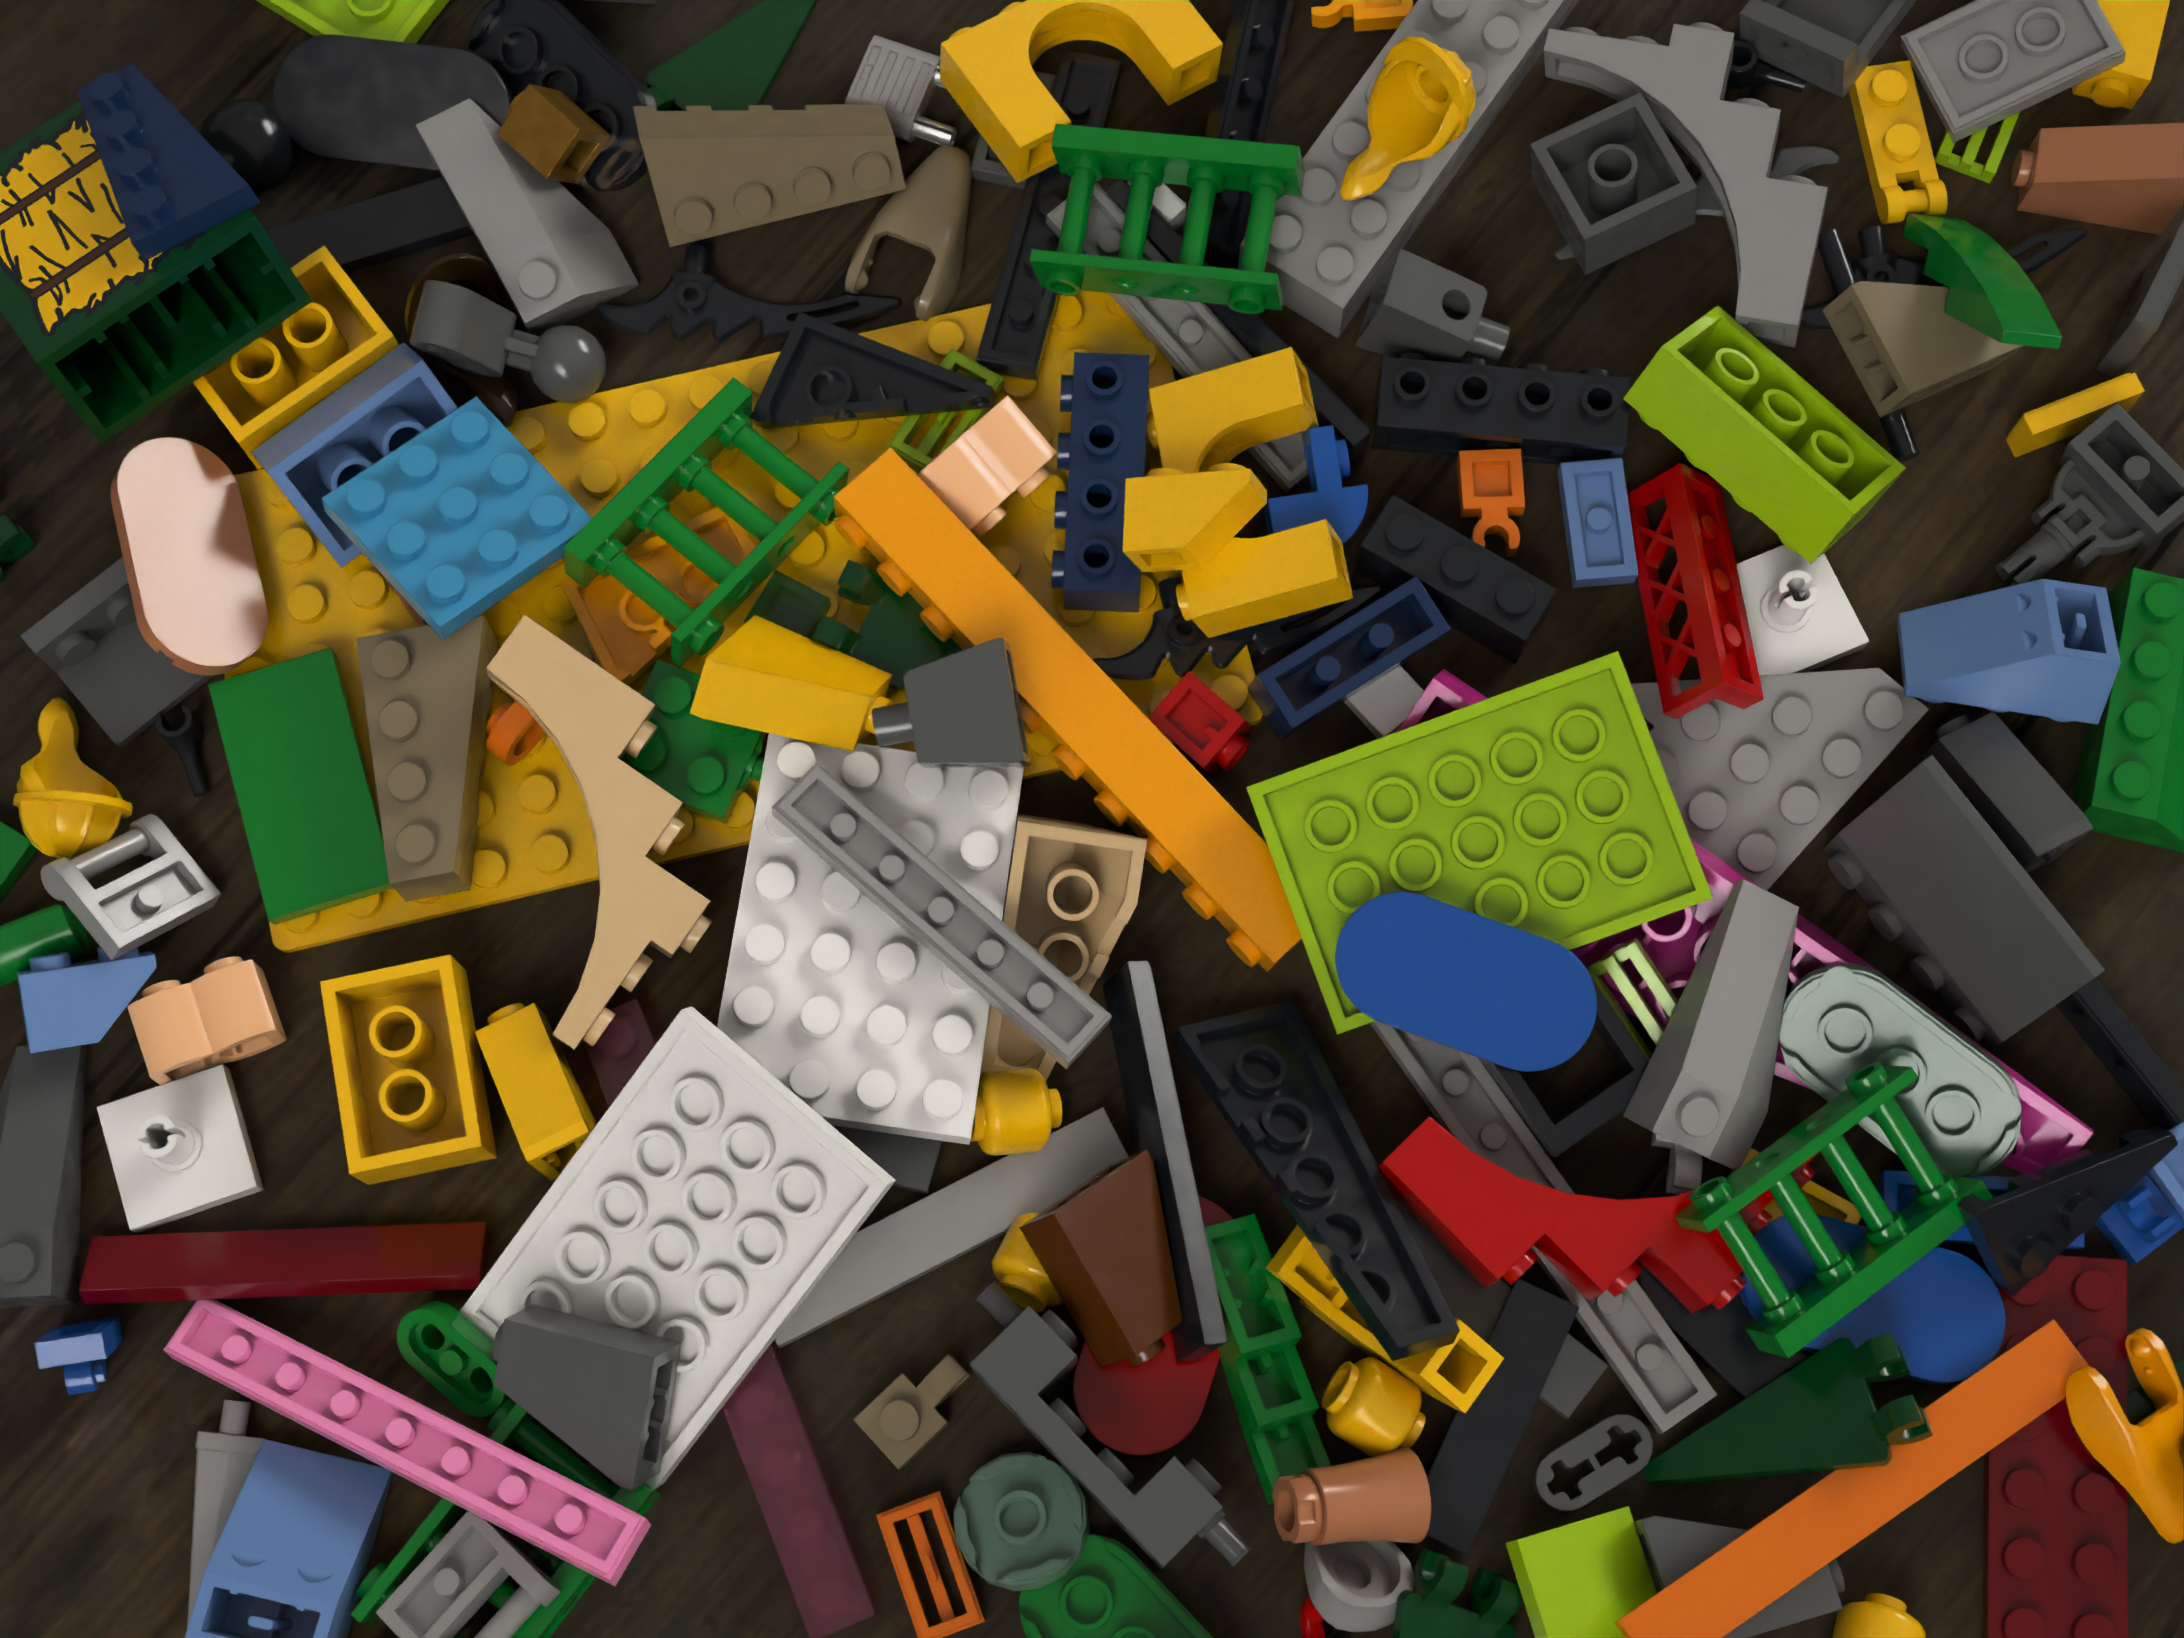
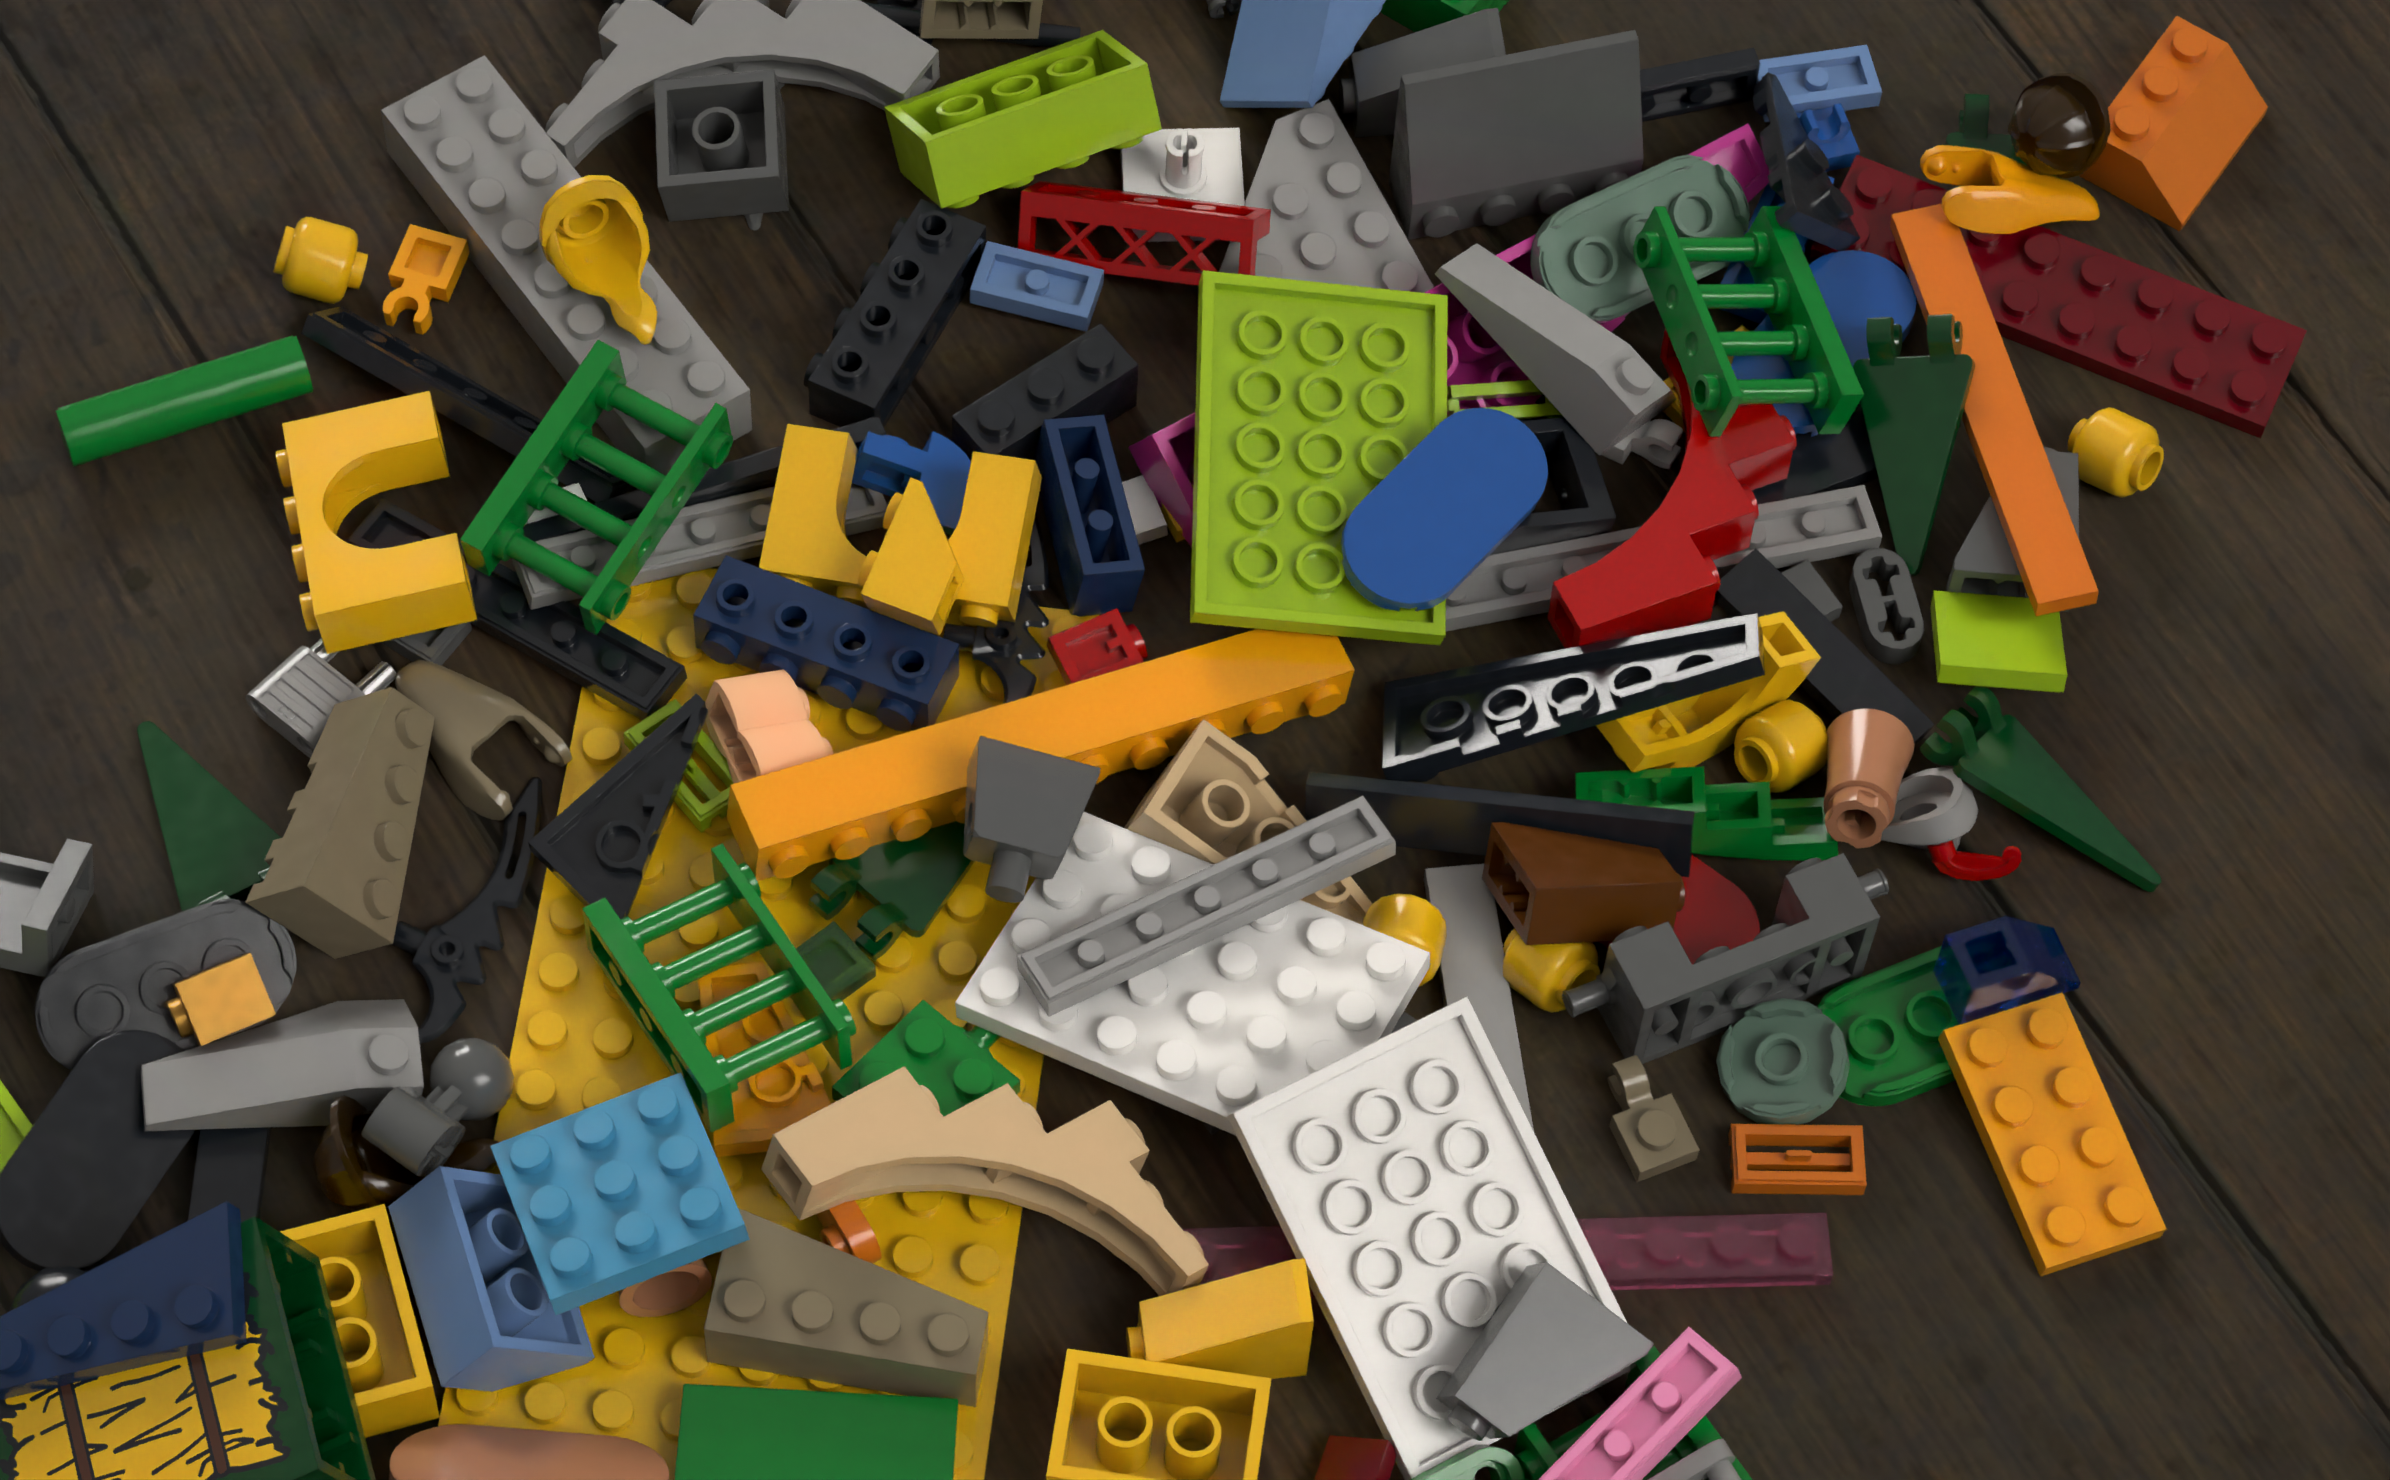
camera: 75 degrees left, 15 degrees down
(790, 687) = (921, 965): yellow slope -> none
(1429, 313) = (778, 333): dark grey torso -> none
(1492, 490) = (970, 353): orange plate -> none

